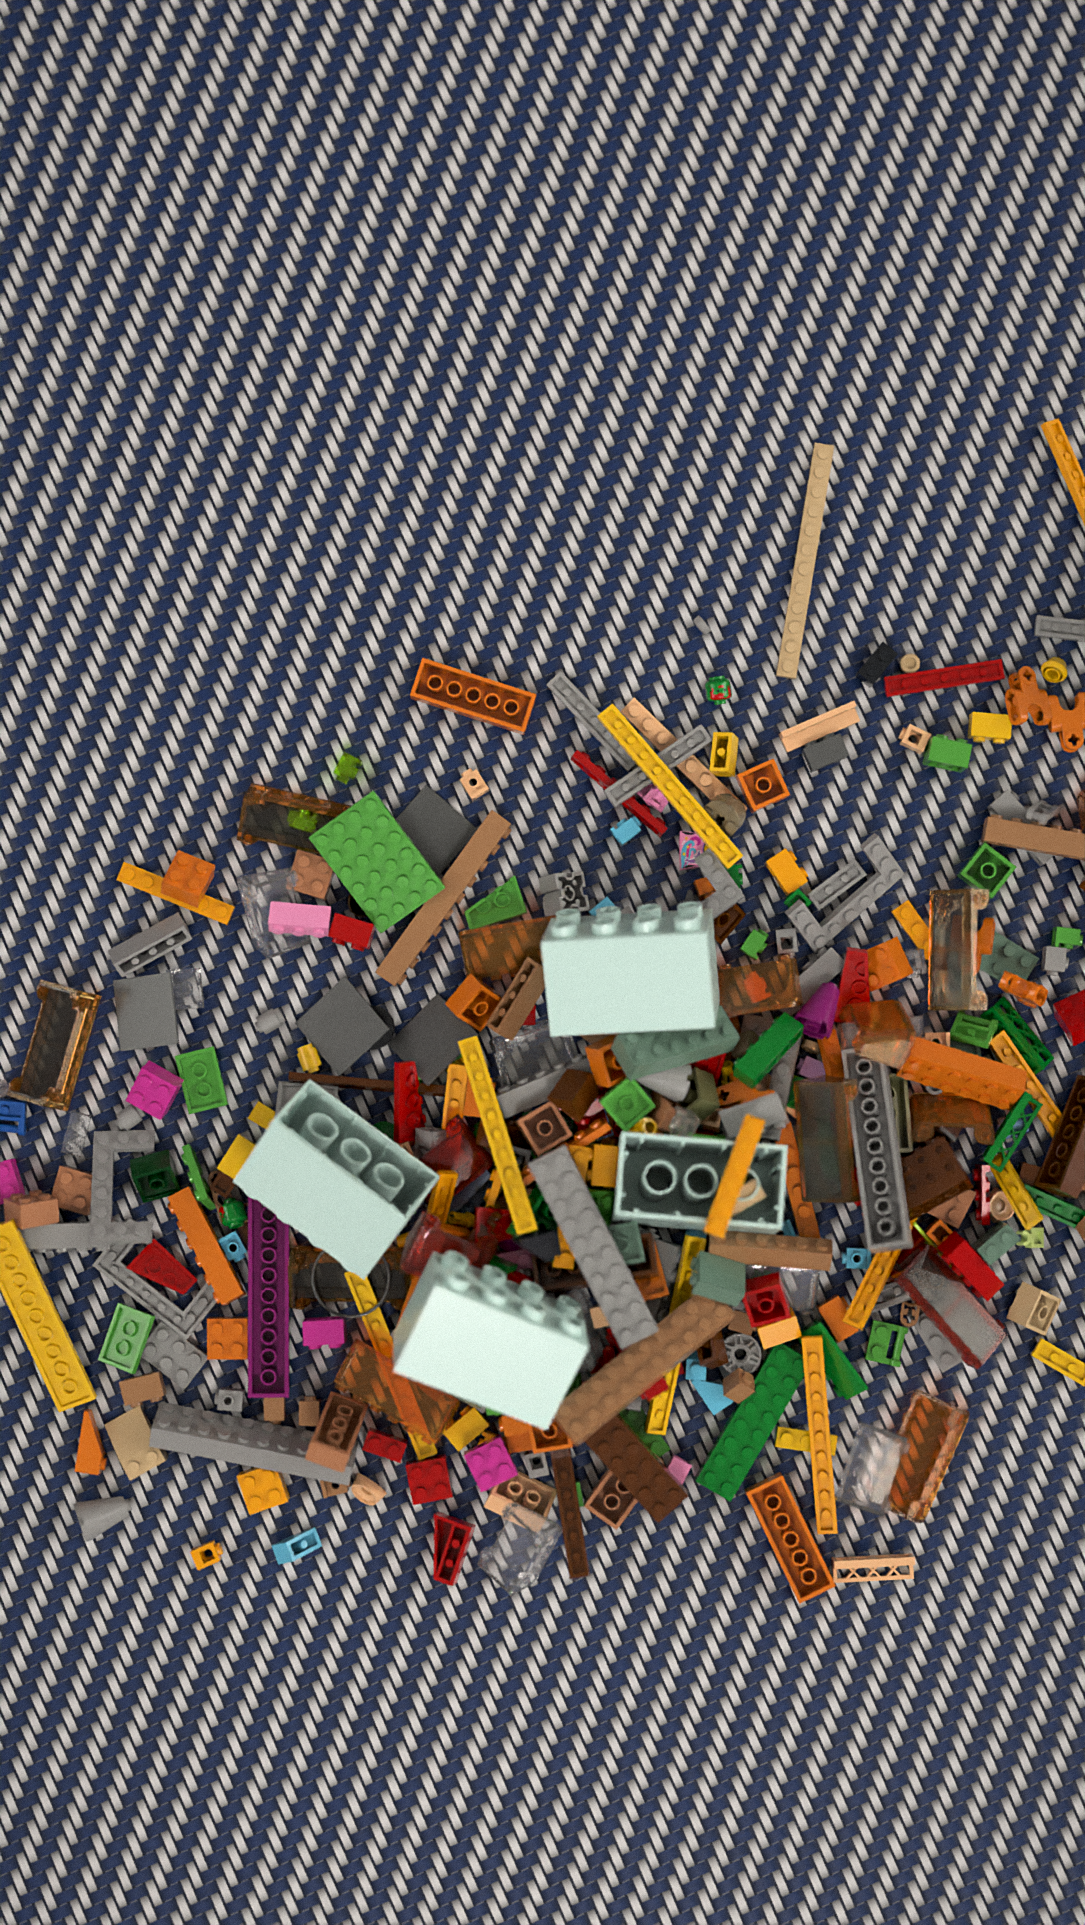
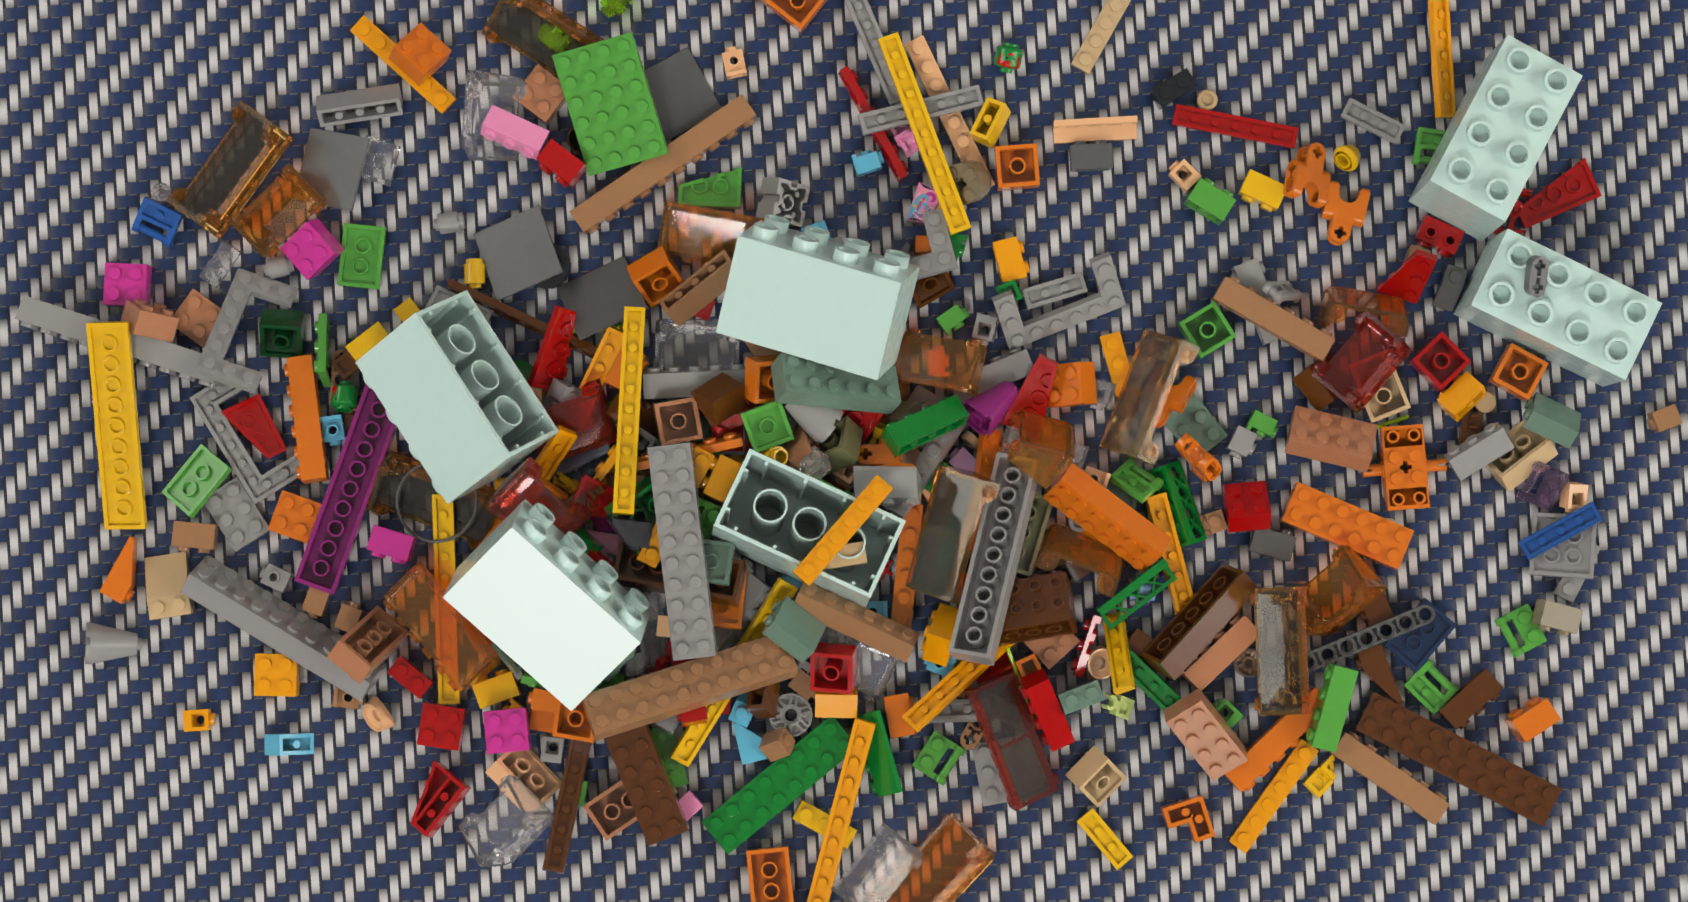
camera: 20 degrees right, 0 degrees up
(111, 1068) = (278, 212): none -> clear orange windscreen
(850, 1232) = (939, 635): none -> light orange brick
(1055, 1041) = (1213, 522): none -> medium nougat brick

